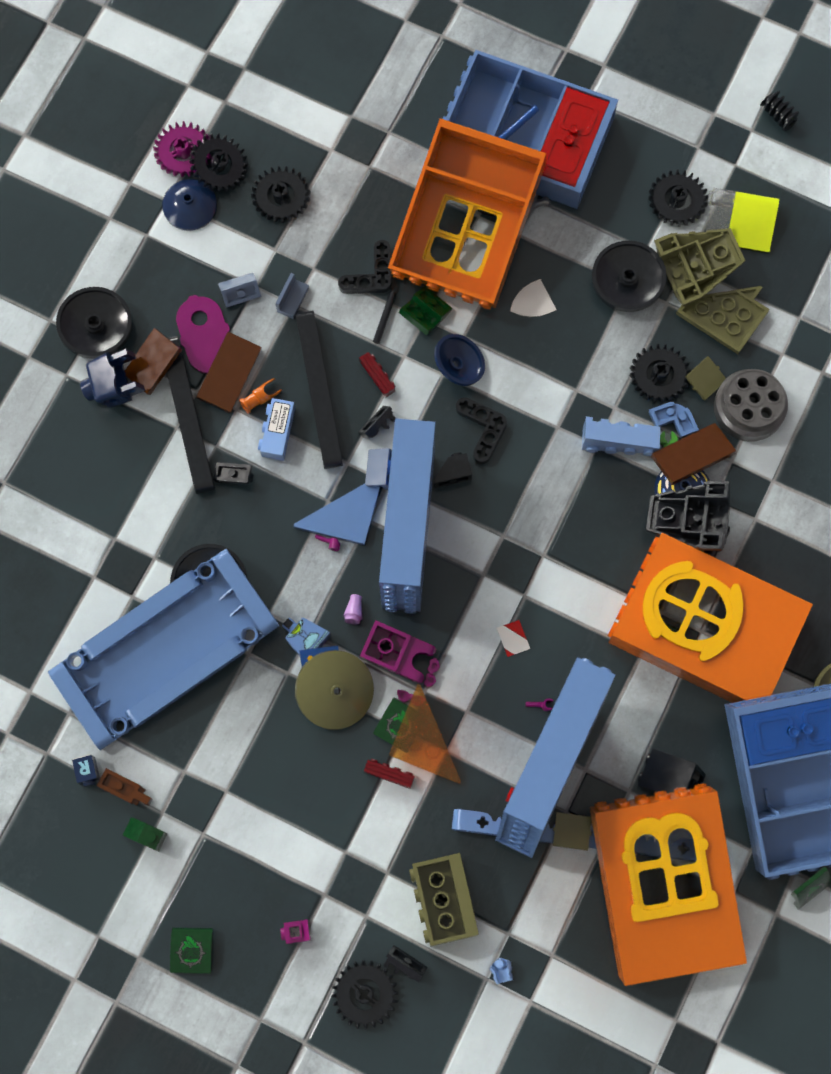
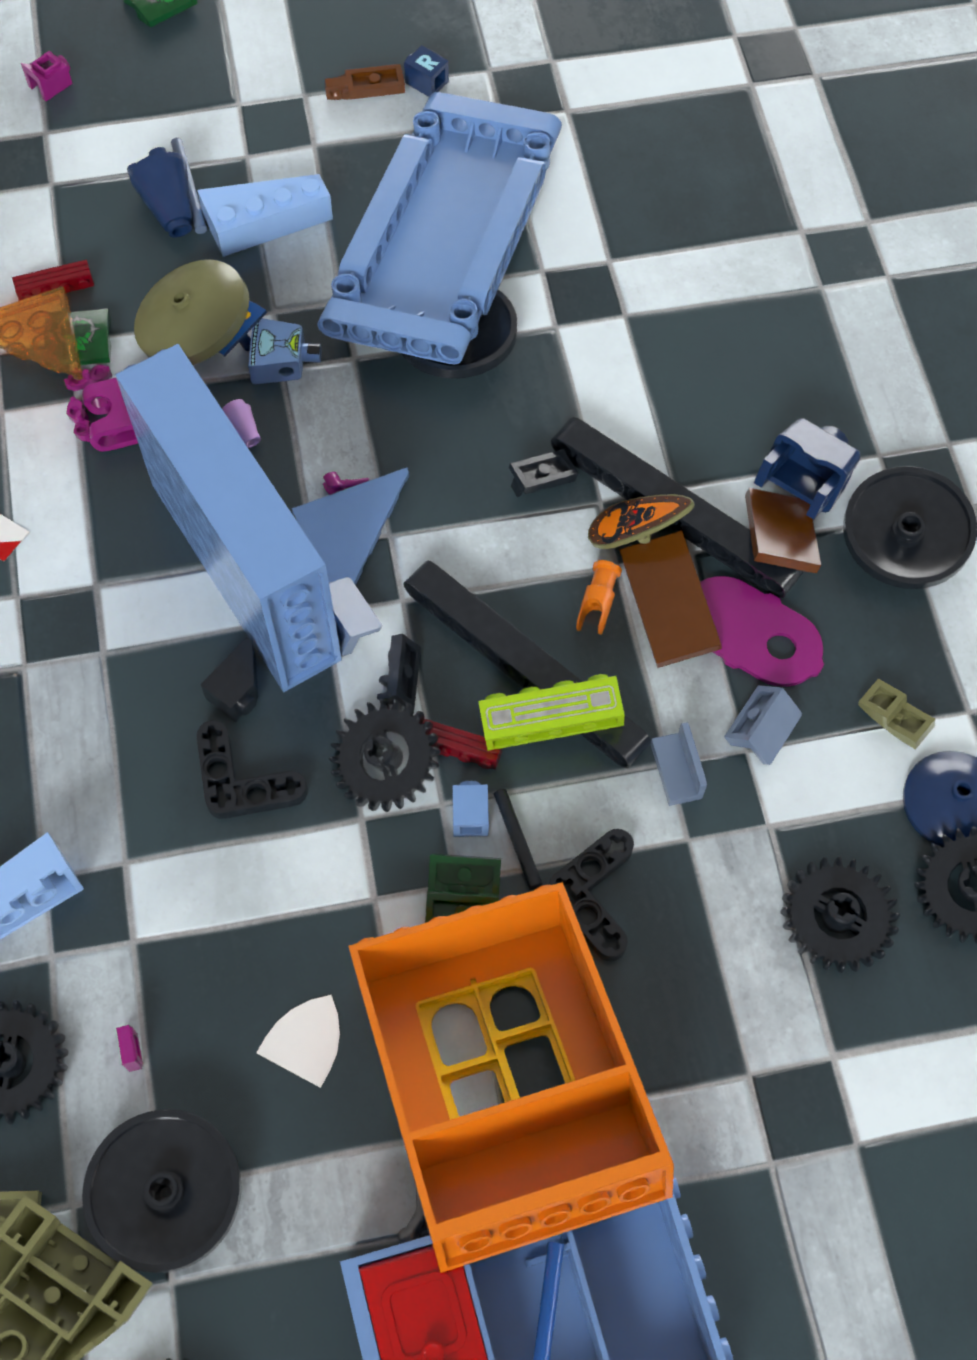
camera: 140 degrees right, 10 degrees down
(145, 834) = (302, 56): dark green slope -> none
(179, 253) = (893, 713): none -> olive slope
(213, 413) = (637, 519): none -> shield
(252, 735) = (264, 210): none -> light blue wedge
(273, 790) = (197, 215): none -> sand blue bar
(277, 429) = (534, 568): light blue brick -> none
(291, 785) = (164, 188): none -> dark blue cone
(330, 346) = (551, 712): none -> lime brick
(395, 340) = (470, 809): none -> medium blue brick
(423, 377) = (370, 738): none -> black gear
(459, 359) = (325, 843): dark blue dish -> none
(606, 341) = (129, 1048): none -> magenta tile

